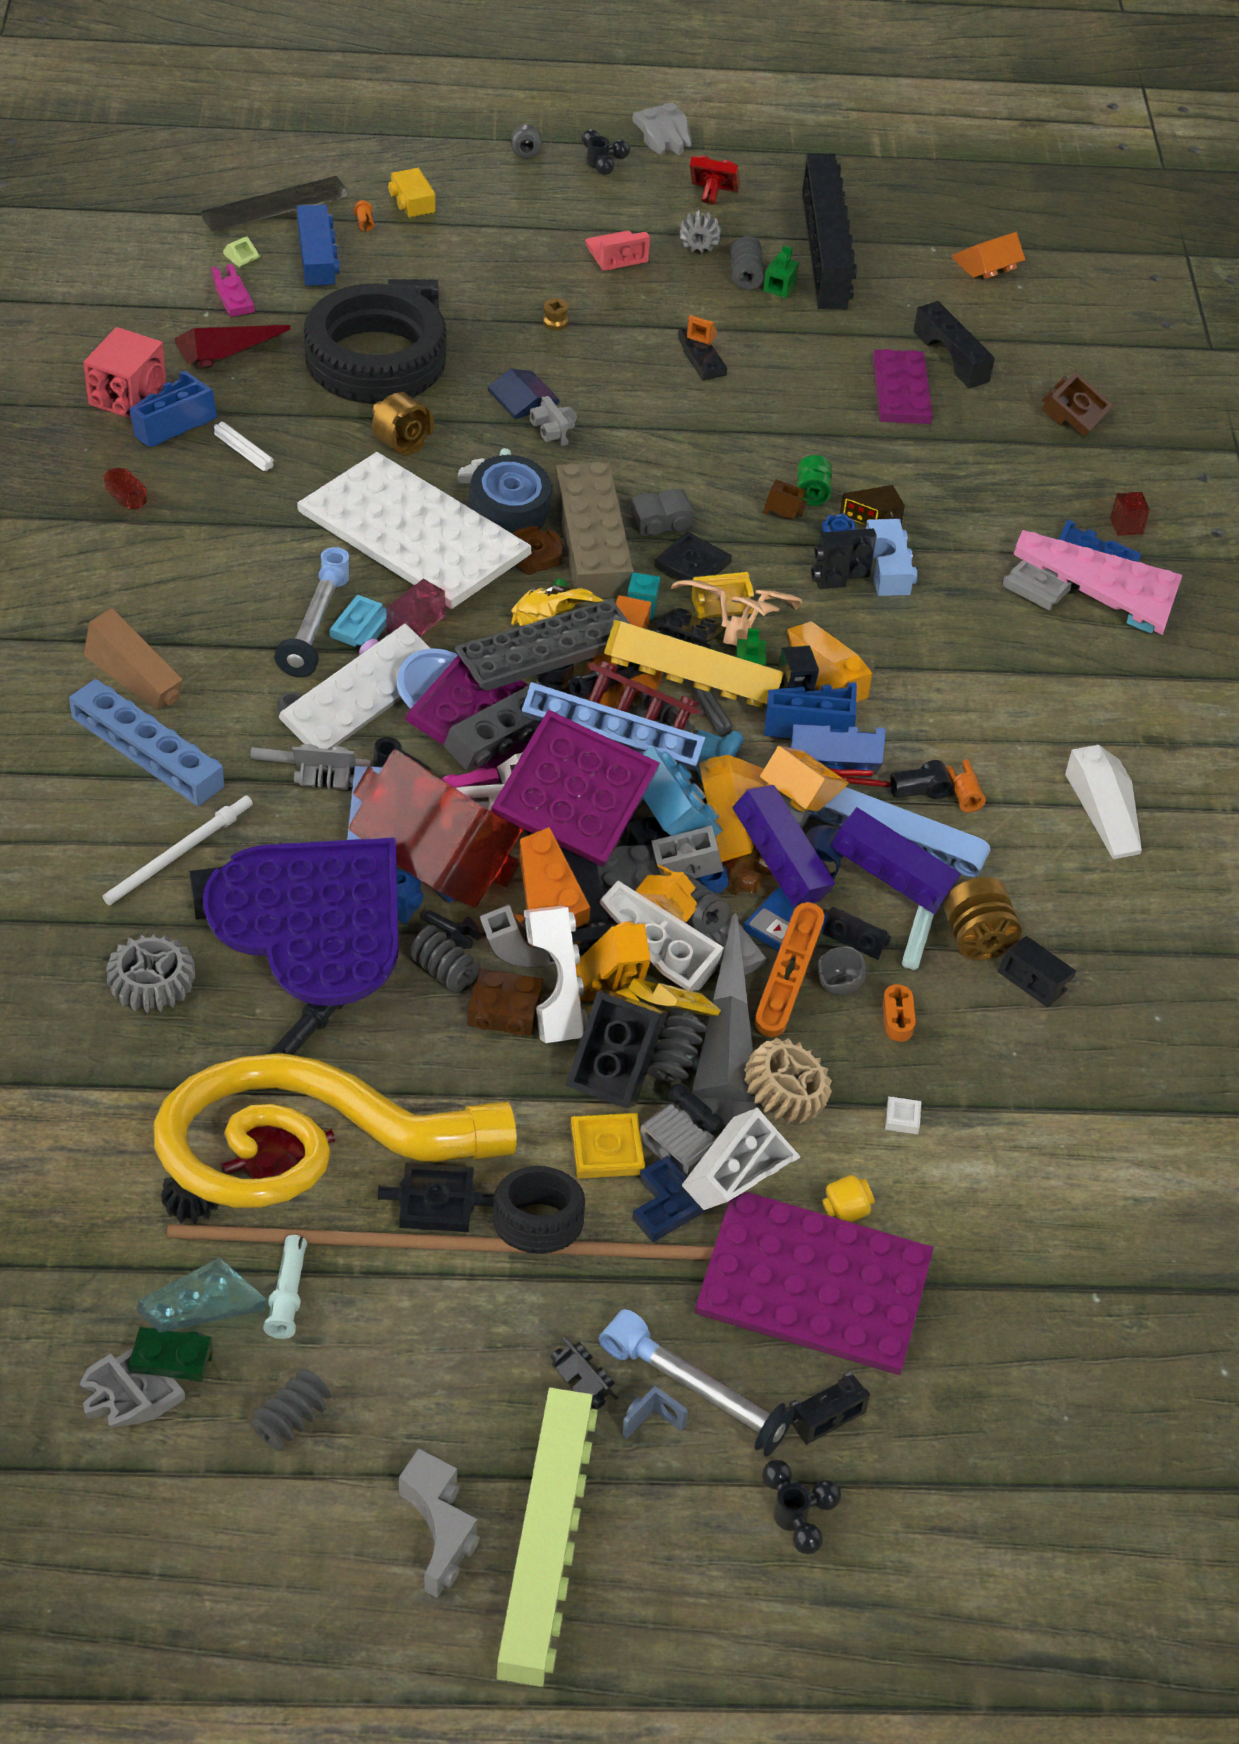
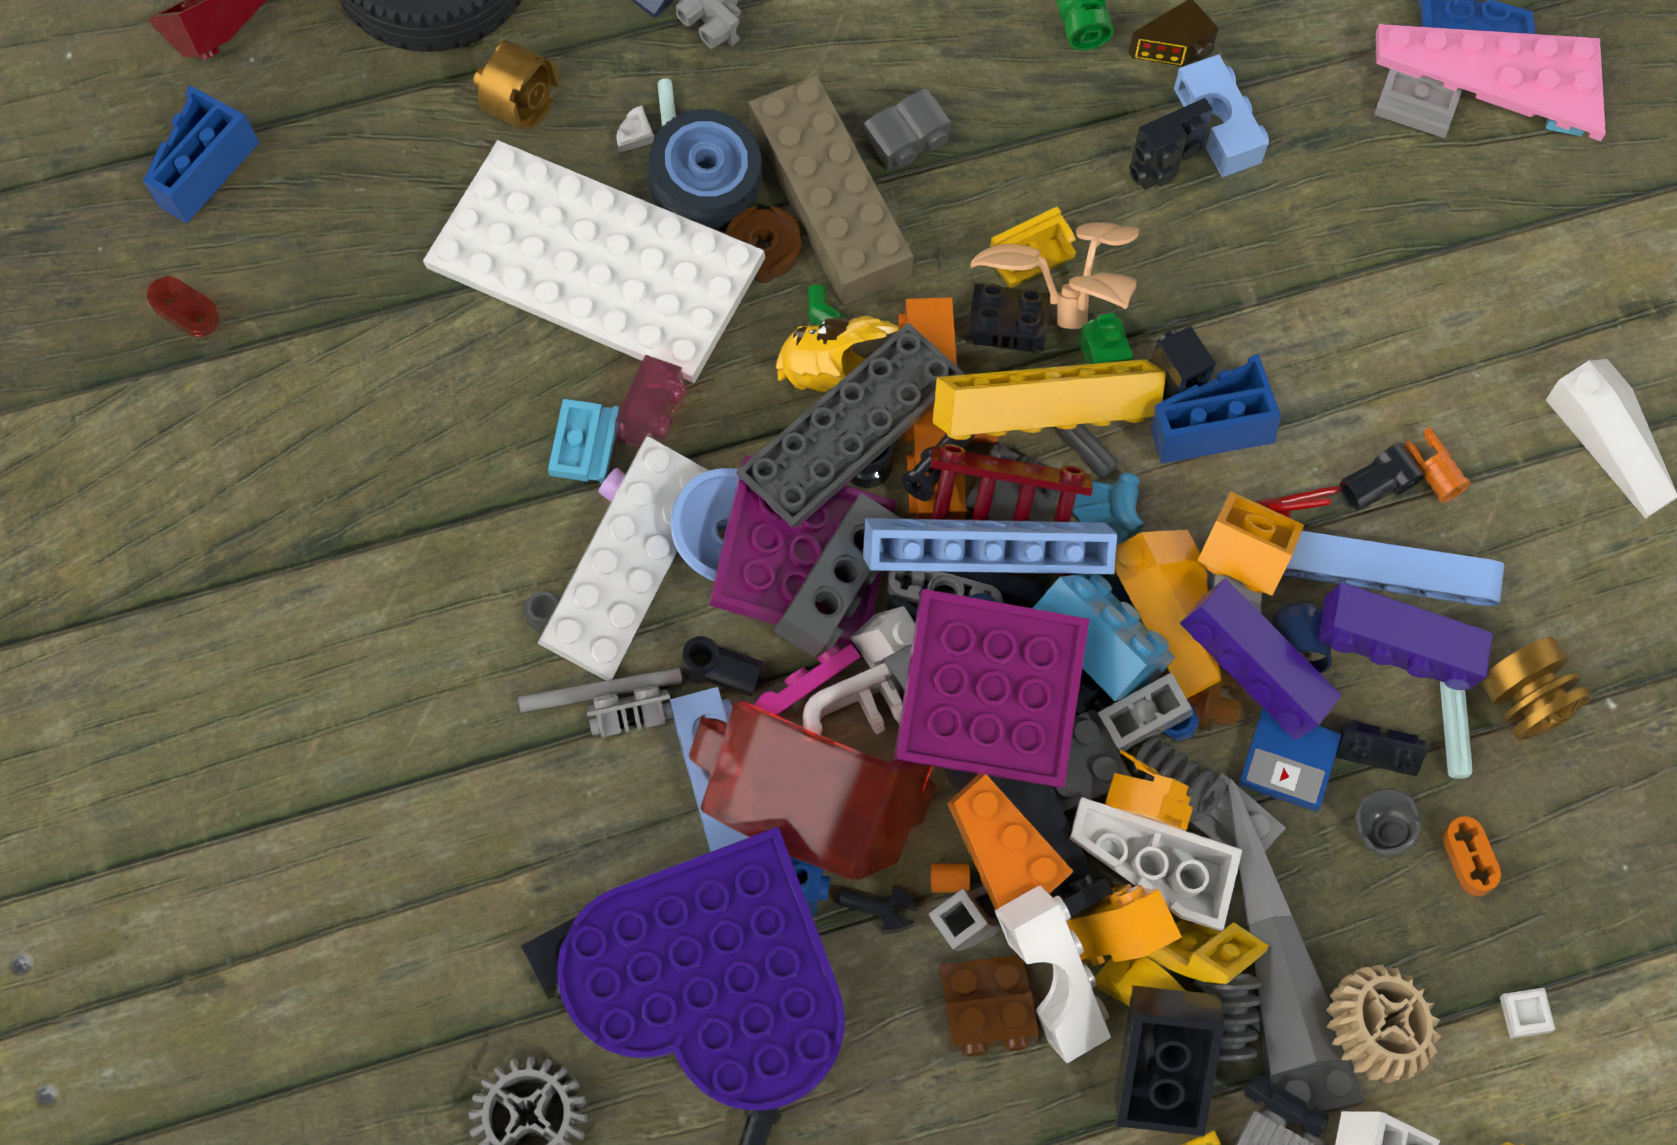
camera: 15 degrees left, 20 degrees up
(124, 371) = (109, 112): coral brick -> none
(130, 660) = (311, 613): medium nougat slope -> none
(147, 742) = (468, 786): medium blue brick -> none
(223, 818) = (525, 826): white bar -> none
(243, 446) = (313, 181): white axle -> none
(297, 655) = (524, 532): piece -> none
(444, 959) = (891, 970): dark grey piece -> none
(645, 588) = (933, 277): teal brick -> none
(692, 558) = (973, 198): black plate -> none
(779, 993) = (1324, 883): orange piece -> none
(785, 500) = (1058, 60): reddish brown brick -> none
(835, 661) = (1185, 300): light orange wedge -> none
(838, 523) = (1140, 74): blue plate -> none
(841, 748) = (1270, 467): wedge -> none
(1036, 971) = (1618, 737): black hinge -> none

